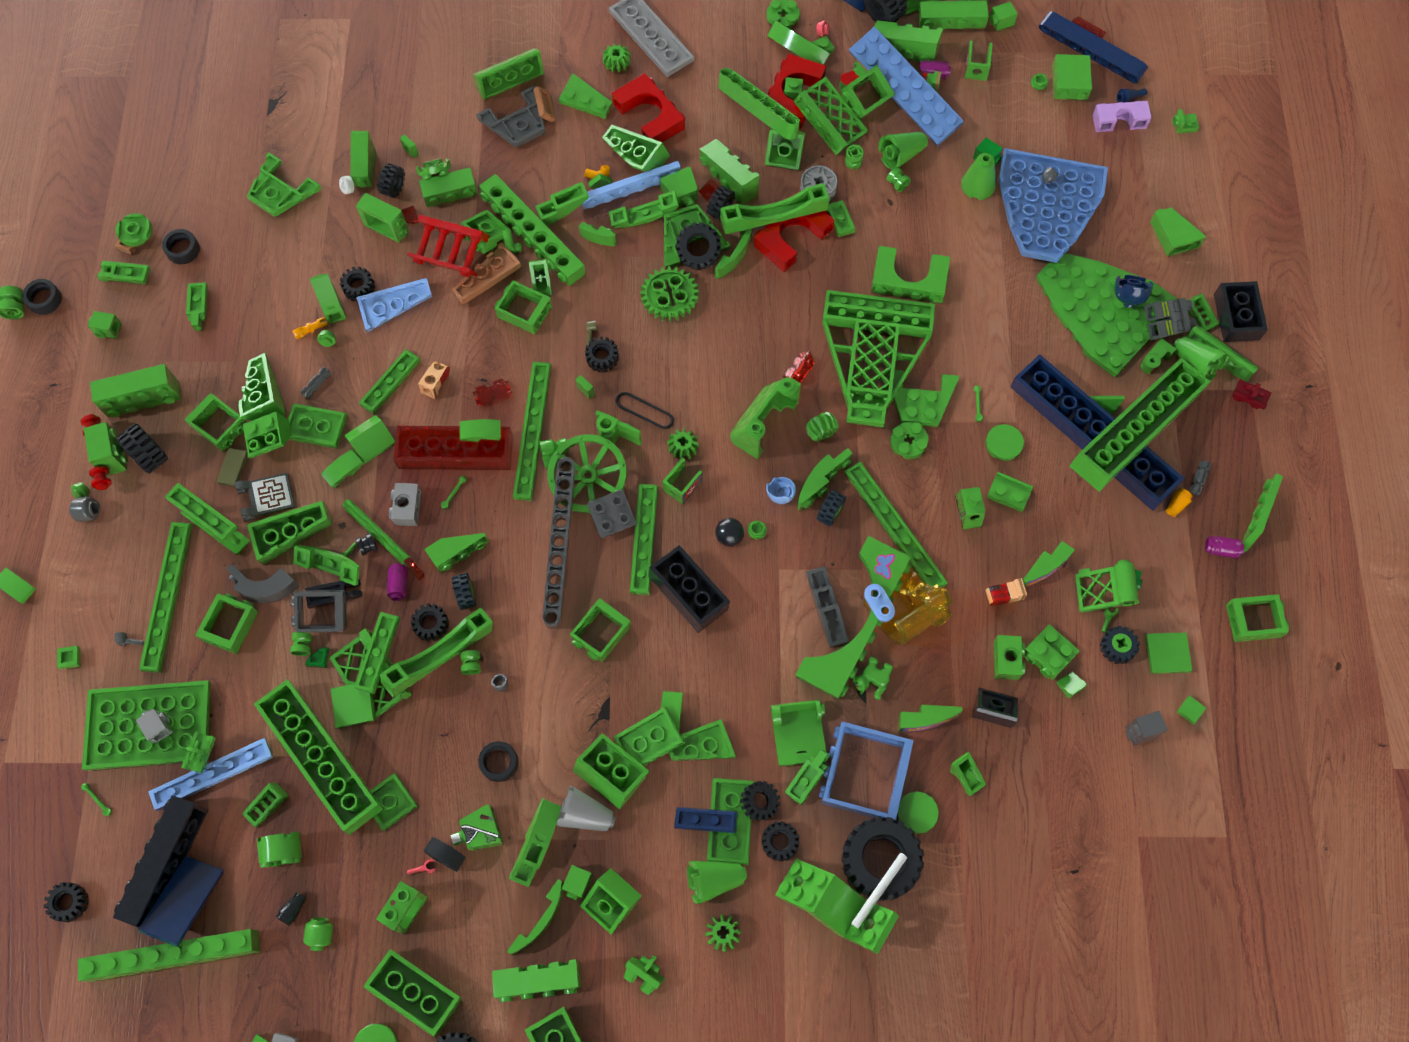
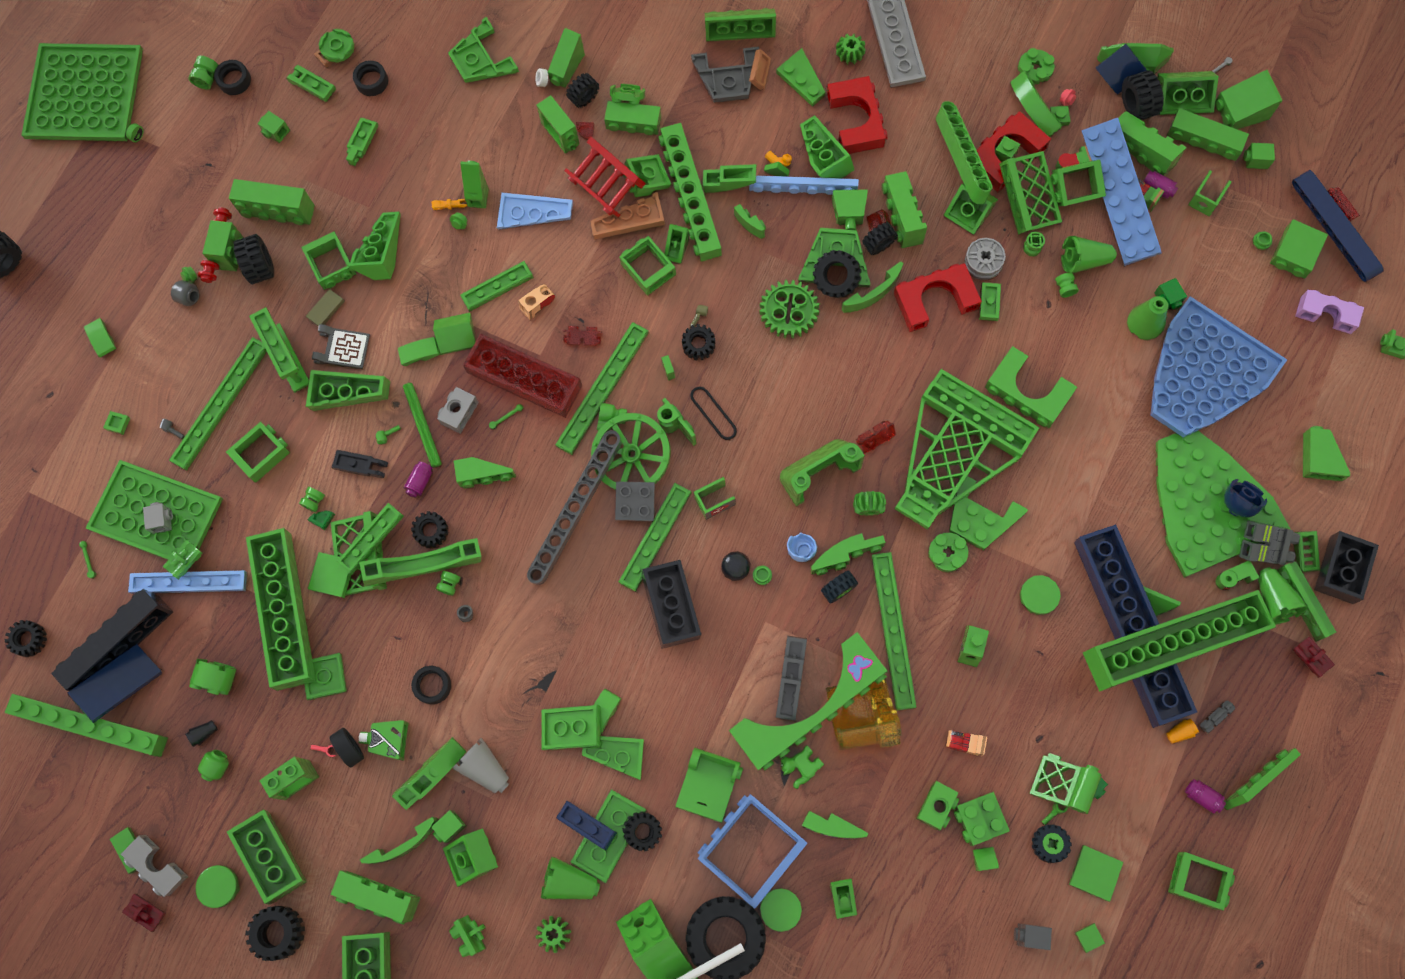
camera: 30 degrees right, 5 degrees up
(260, 799) = (233, 626): bright green slope -> none
(266, 434) = (365, 291): bright green slope -> none
(267, 591) = (305, 437): dark grey arch -> none
(315, 382) = (431, 259): dark grey axle -> none
(316, 425) = (413, 300): bright green tile -> none
(327, 561) = (367, 433): bright green slope -> none
(340, 611) = (357, 483): dark grey window -> none
(353, 276) = (505, 170): black tyre -> none
(366, 544) = (407, 432): black wheel -> none
(409, 146) = (615, 61): bright green tile -> none
(413, 568) = (438, 473): clear red tile -> none
(464, 591) = (470, 515): black wheel -> none
(480, 429) = (550, 370): bright green slope -> none
(514, 248) = (664, 198): bright green arm -> none
(610, 770) = (523, 740): bright green slope -> none
(613, 615) = (567, 591): bright green window -> none
(644, 213) = (803, 218): bright green slope -> none
(682, 437) = (736, 469): bright green gear -> none
(744, 217) = (960, 273): bright green arch -> none
(780, 854) = (630, 876): black tyre -> none
(808, 777) = (695, 830): bright green hinge -> none
(879, 602) = (836, 700): light blue plate -> none
(978, 417) = (1027, 559): bright green hinge -> none
(995, 708) = (902, 846): black slope -> none
(1010, 491) = (1021, 646): bright green plate -> none
(1048, 564) = (1020, 734): bright green slope -> none
(1049, 175) = (1220, 345): dark grey hinge -> none
(1129, 95) = (1347, 292): dark blue cone -> none

